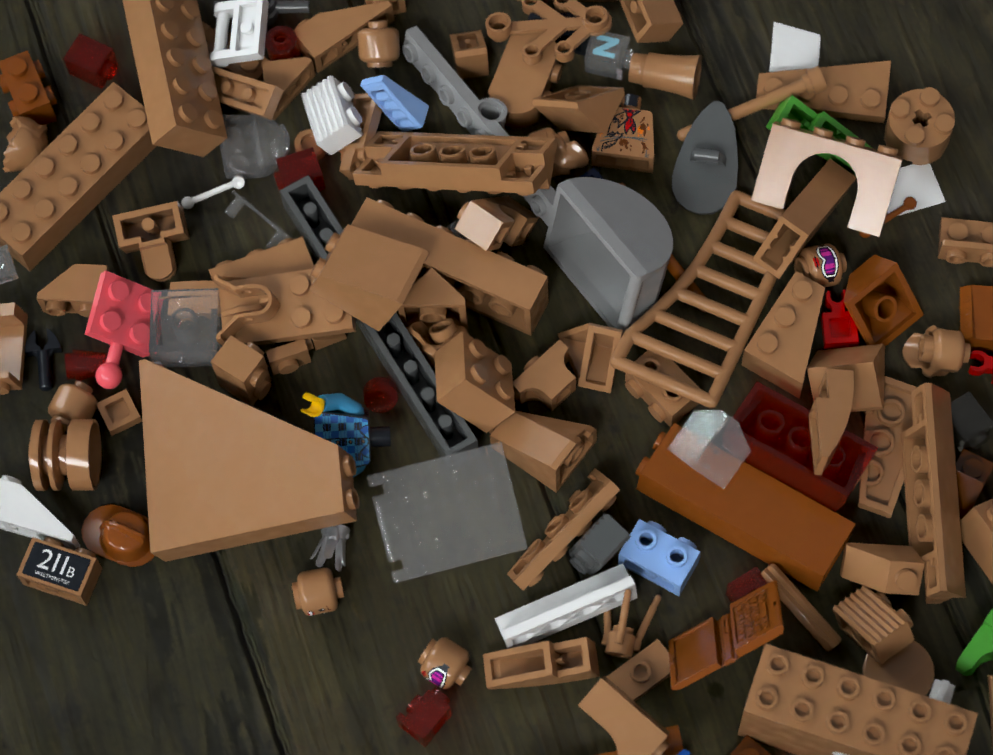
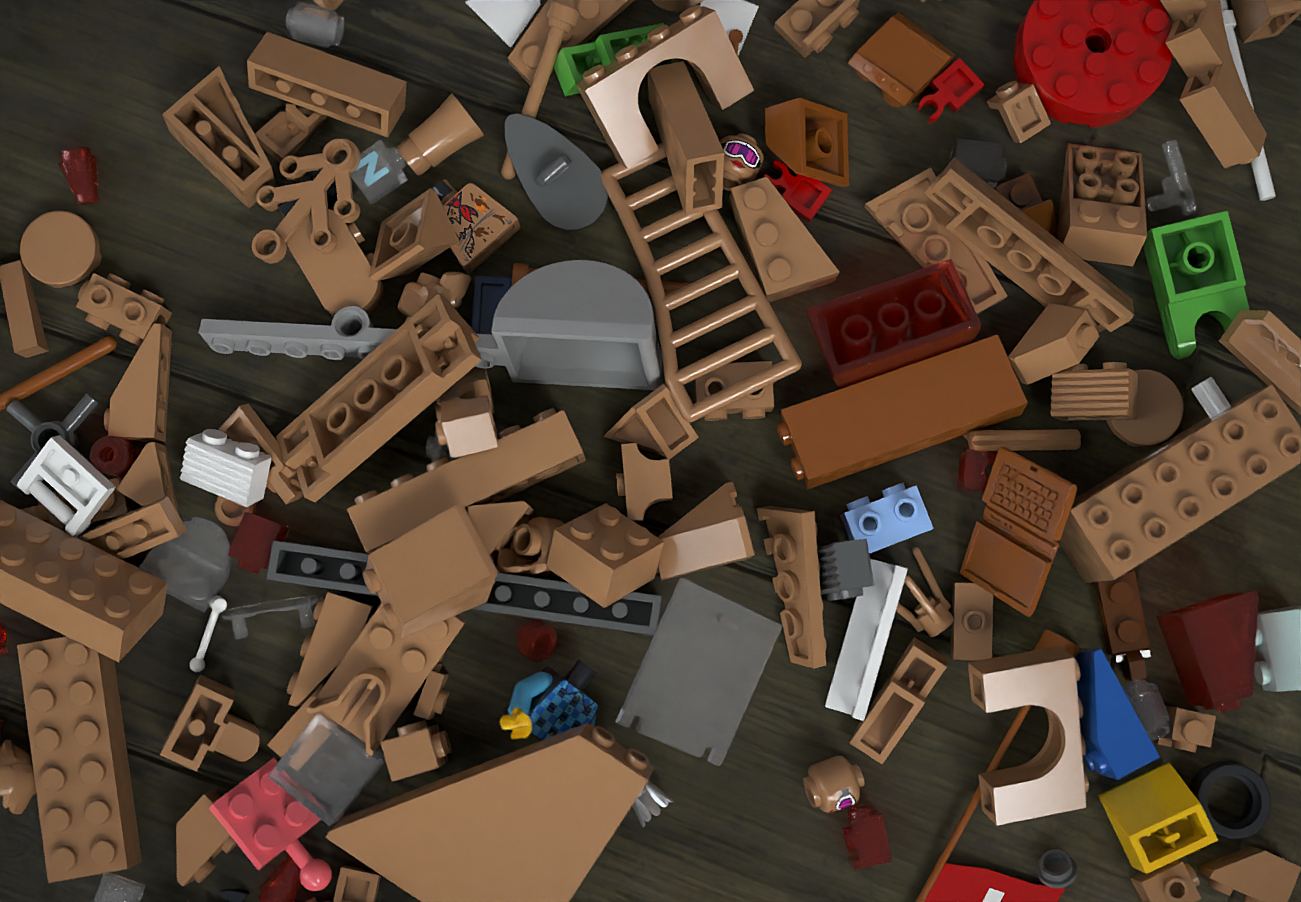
camera: 55 degrees left, 15 degrees up
(317, 591) = (676, 843): medium nougat head -> none
(378, 44) = (189, 367): medium nougat head -> none
(397, 103) = (269, 399): light blue slope -> none
(470, 54) = (266, 291): medium nougat slope -> none
(711, 445) = (837, 400): clear slope -> none
(830, 416) = (900, 277): medium nougat slope -> none
(868, 369) = (858, 226): medium nougat slope -> none
(936, 351) = (895, 133): medium nougat head -> none

